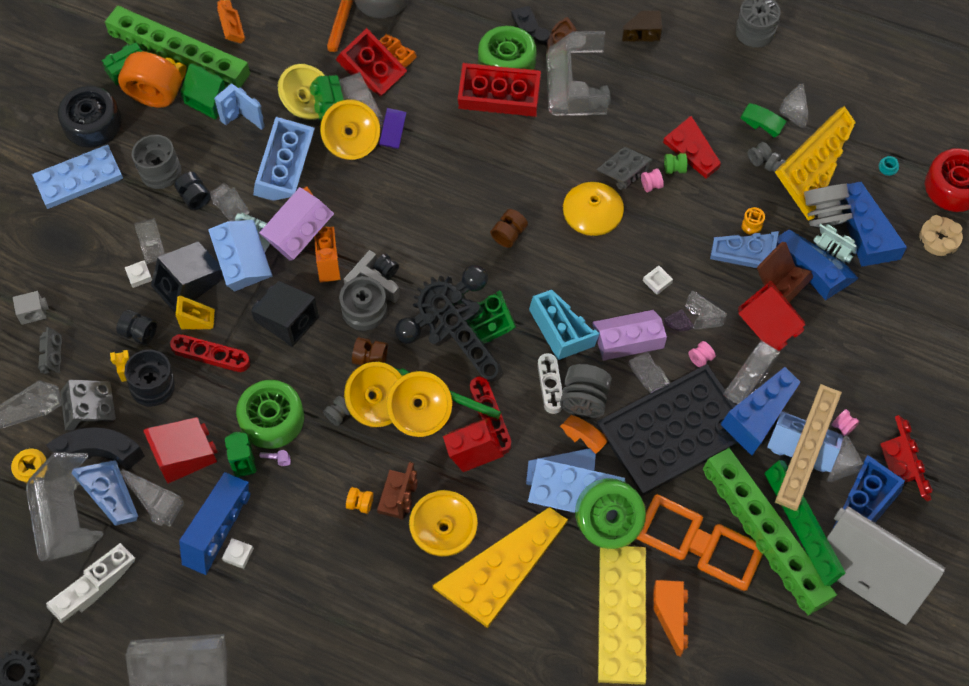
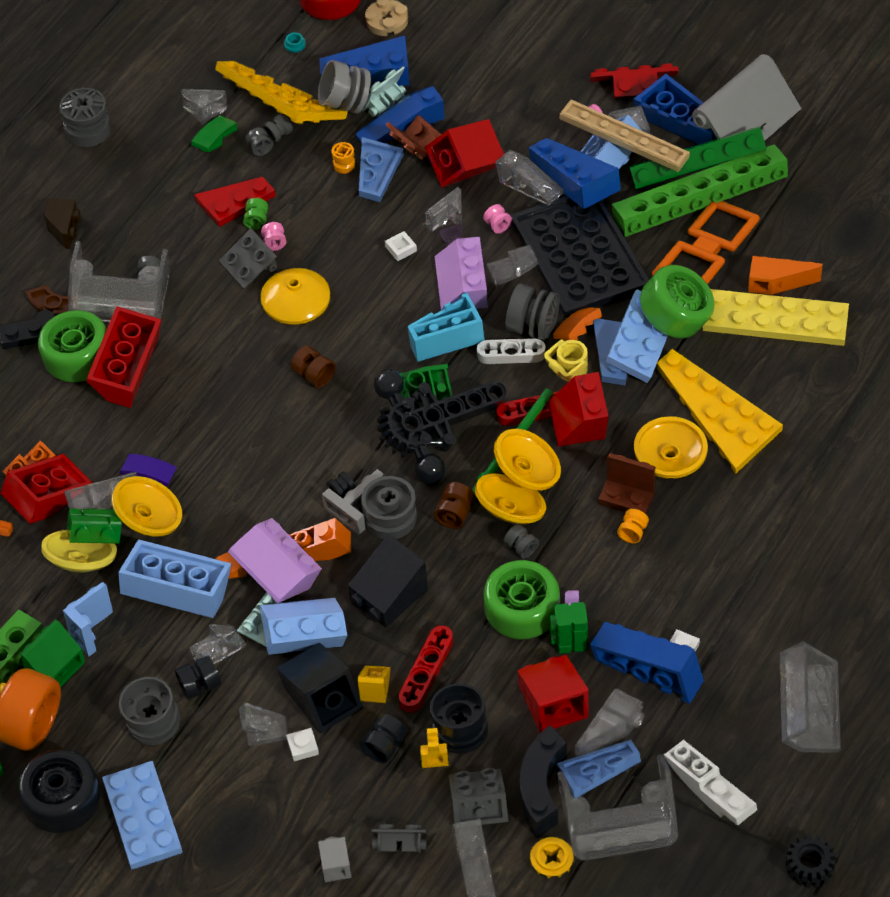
camera: 80 degrees left, 10 degrees down
(539, 428) = (571, 359): none -> light yellow piece

